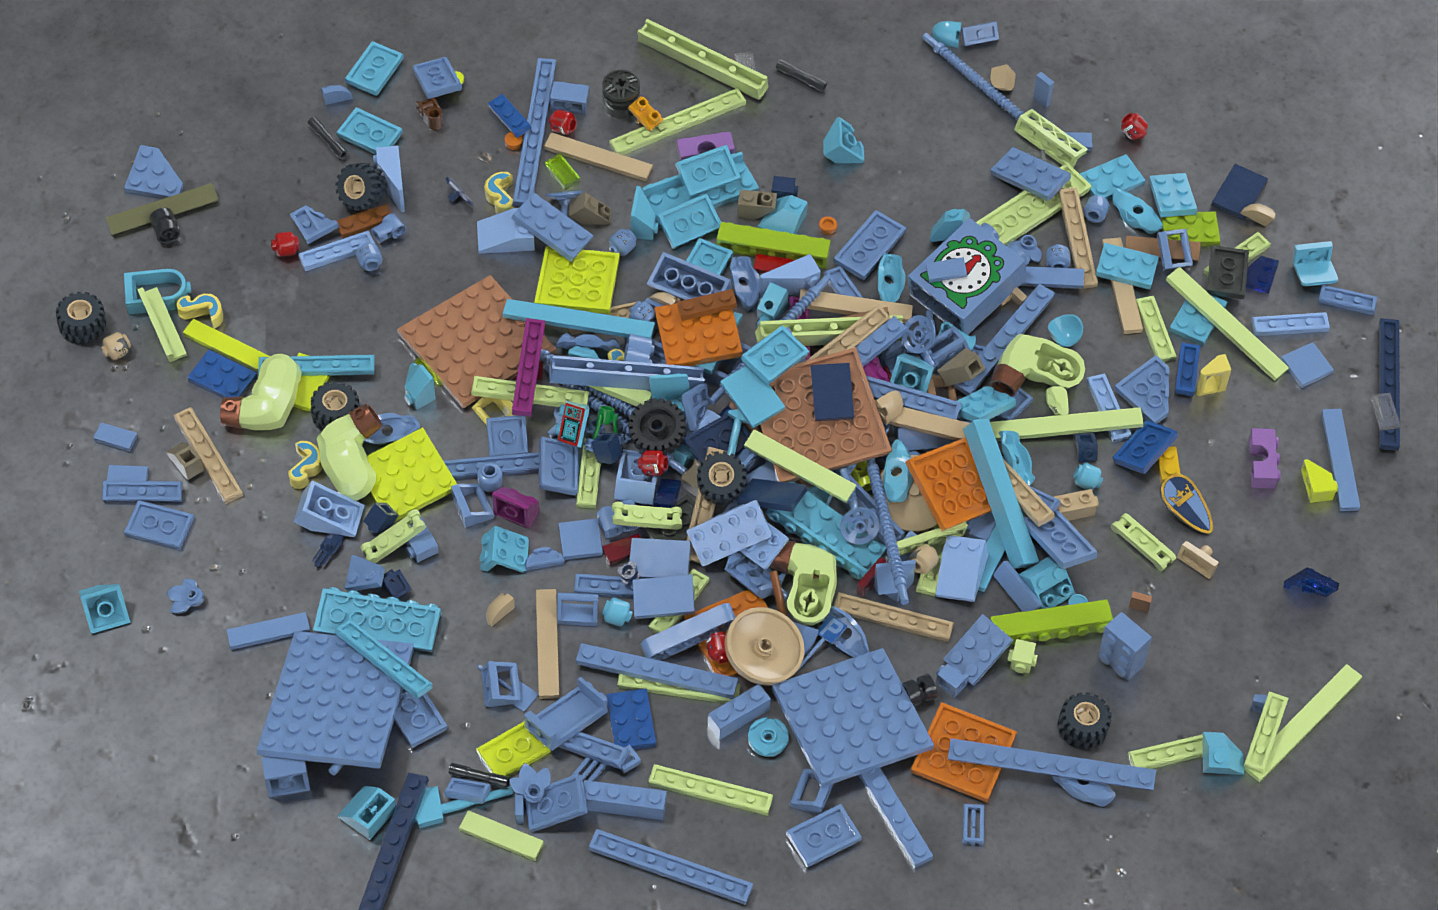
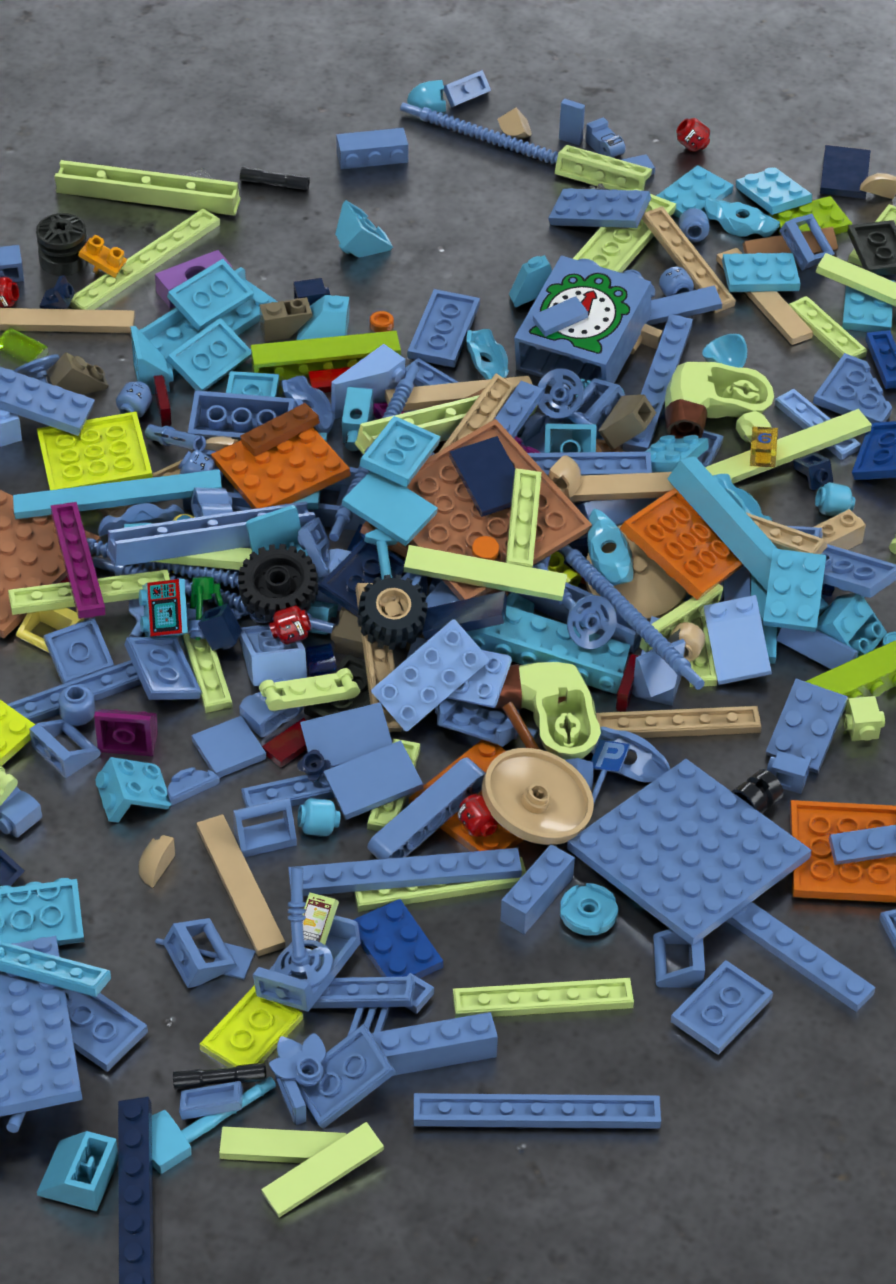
camera: 20 degrees left, 10 degrees down
(518, 860) = (322, 1169): none -> yellowish green tile
(559, 713) = (297, 952): none -> medium blue dish
(579, 691) = (319, 918): none -> tile
(602, 137) = (59, 296): none -> dark blue bracket
(634, 281) = (158, 433): none -> medium blue pin
(642, 248) = (162, 400): none -> dark red tile
(807, 447) = (485, 548): none -> orange tile
(842, 433) = (523, 517): none -> yellowish green tile
(884, 69) = (372, 148): none -> medium blue brick
(1014, 545) = (794, 590): none -> medium azure plate
(1053, 419) = (763, 446): none -> clear yellow brick
(1064, 110) = (603, 139): none -> medium blue leg

